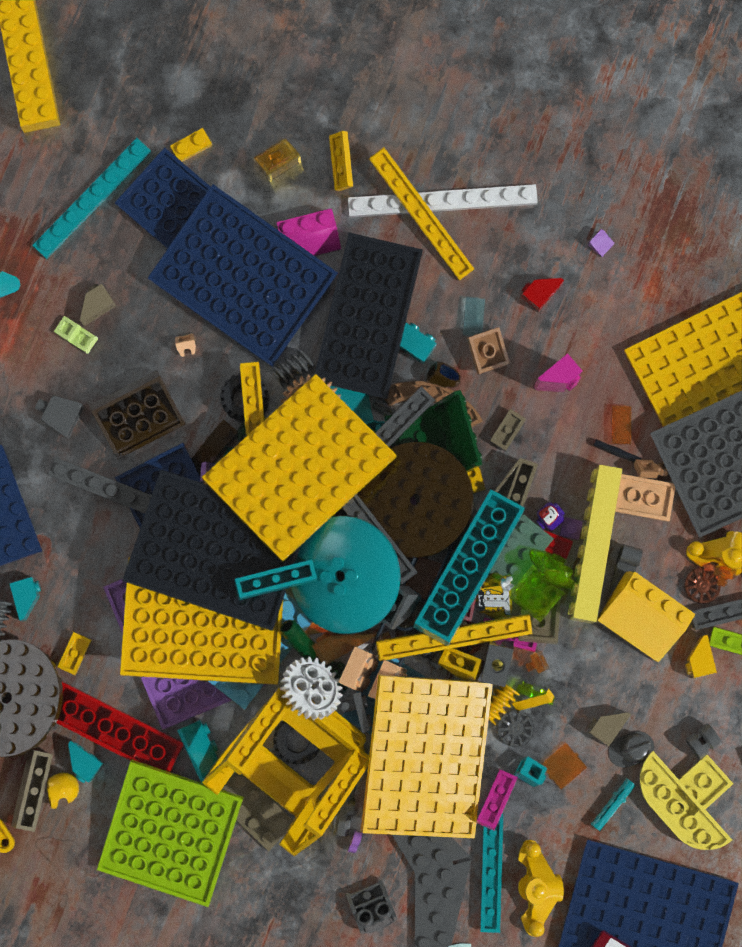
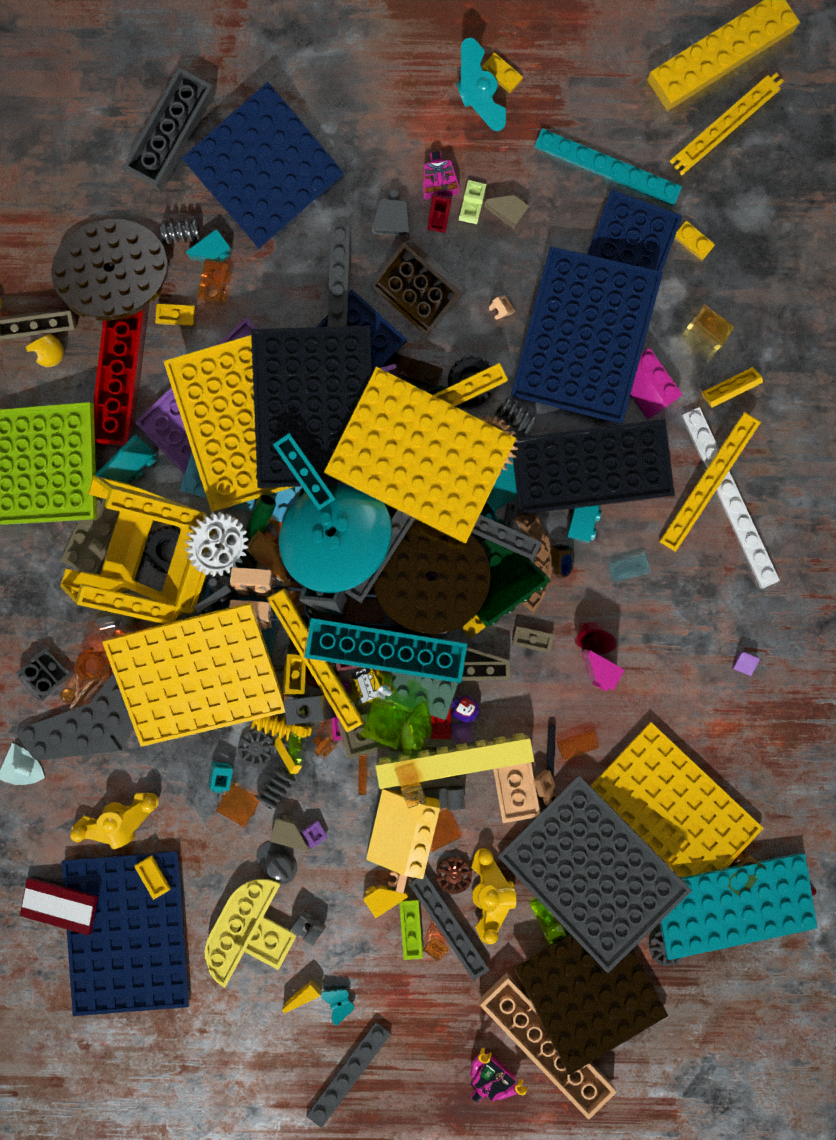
camera: 70 degrees right, 5 degrees up
(41, 357) = (439, 177): none -> torso
(56, 609) = (208, 282): none -> clear orange brick
(75, 369) = (439, 213): none -> dark red slope
(83, 762) = (79, 361): teal slope -> none
(94, 75) = (727, 123): none -> yellow hinge
(355, 841) = (97, 637): medium lavender tile -> none
(399, 889) = (68, 695): none -> clear orange piece
(488, 350) = (601, 593): medium nougat slope -> none
(491, 878) = (115, 773): teal plate -> none
(497, 800) = (182, 754): dark pink plate -> none
(514, 677) = (302, 730): none -> yellow plate
(525, 373) = (594, 638): none -> dark red piece
(540, 291) = (677, 622): red slope -> none
(560, 723) = (275, 788): none -> dark grey piece
(578, 636) = (362, 778): none -> clear orange tile
(603, 591) = (410, 785): none -> clear yellow slope
(603, 871) = (152, 877): none -> yellow tile
(613, 804) = (219, 864): teal pin -> none
(617, 703) = (313, 834): none -> medium lavender plate
(659, 577) = (445, 831): none -> clear orange piece
(691, 637) = (400, 882): none -> light nougat tile
(724, 574) = (470, 893): clear orange tile -> none

